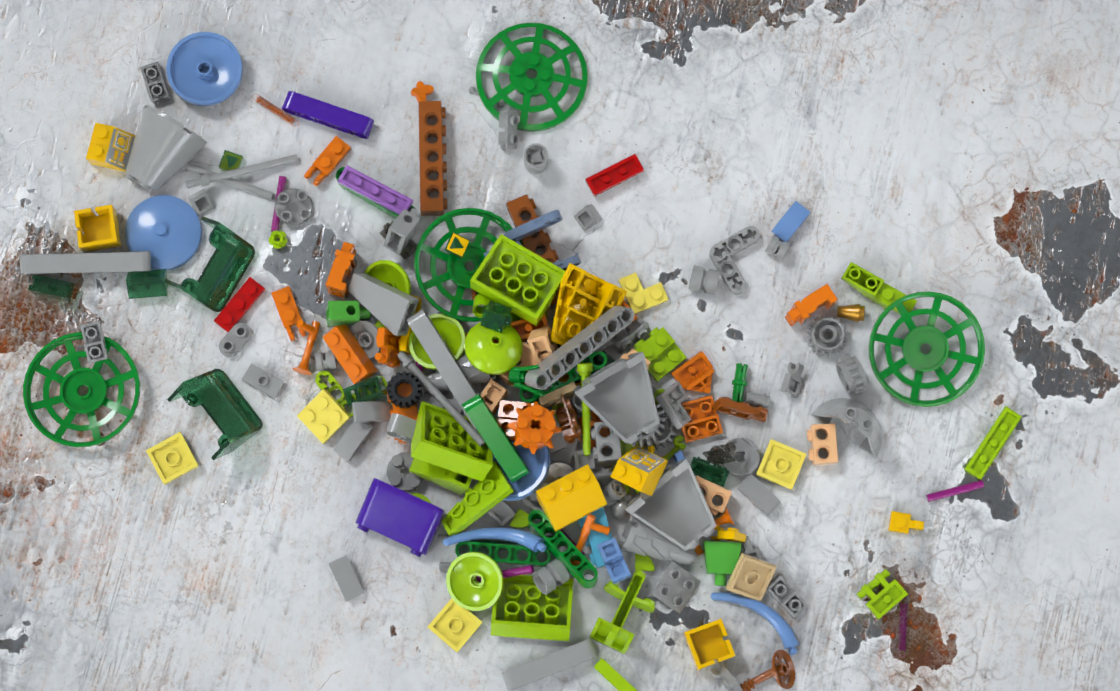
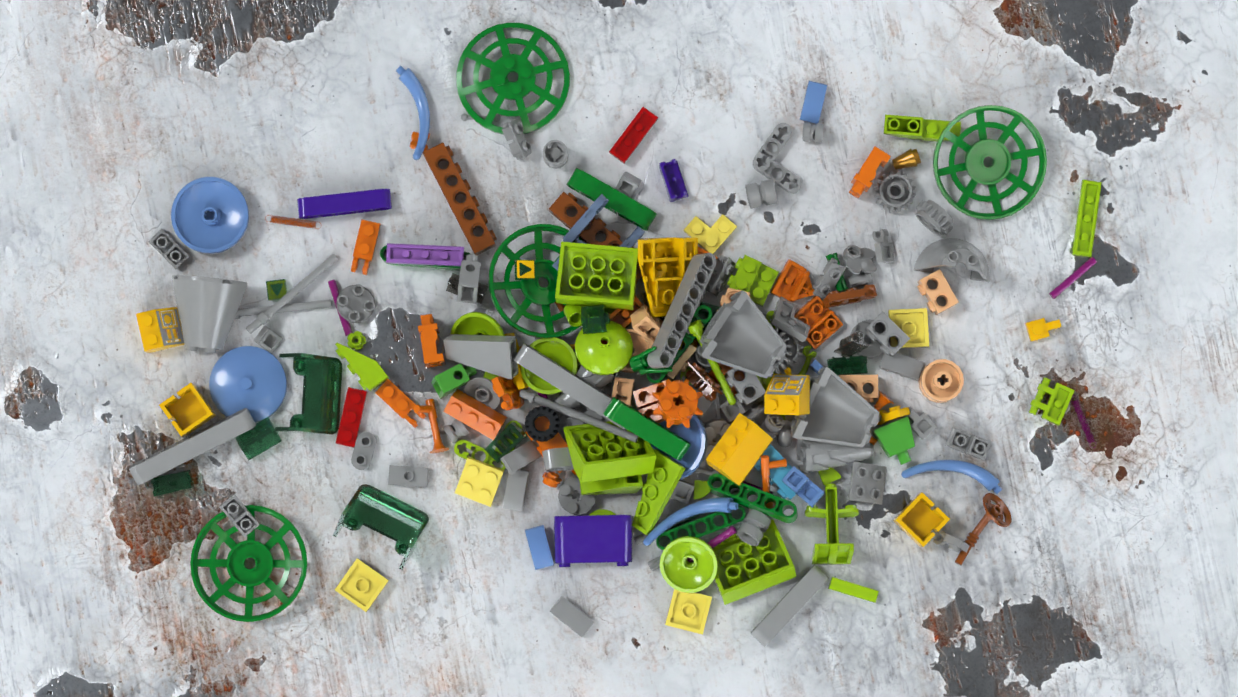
camera: 30 degrees left, 5 degrees up
(274, 269) = (367, 369): none -> lime slope
(348, 501) = (539, 547): none -> medium blue slope
(389, 445) = (551, 479): none -> orange plate
(441, 50) = (409, 79): none -> medium blue animal
(569, 225) = (618, 202): none -> green beam
(631, 231) = (673, 180): none -> dark purple hinge
(729, 385) = (827, 282): none -> light grey hinge
(751, 577) = (930, 442): tan plate -> none
(763, 458) = (890, 330): none -> light grey brick
(765, 381) = (859, 259): none -> light grey plate
(798, 521) = (951, 376): none -> light nougat wheel

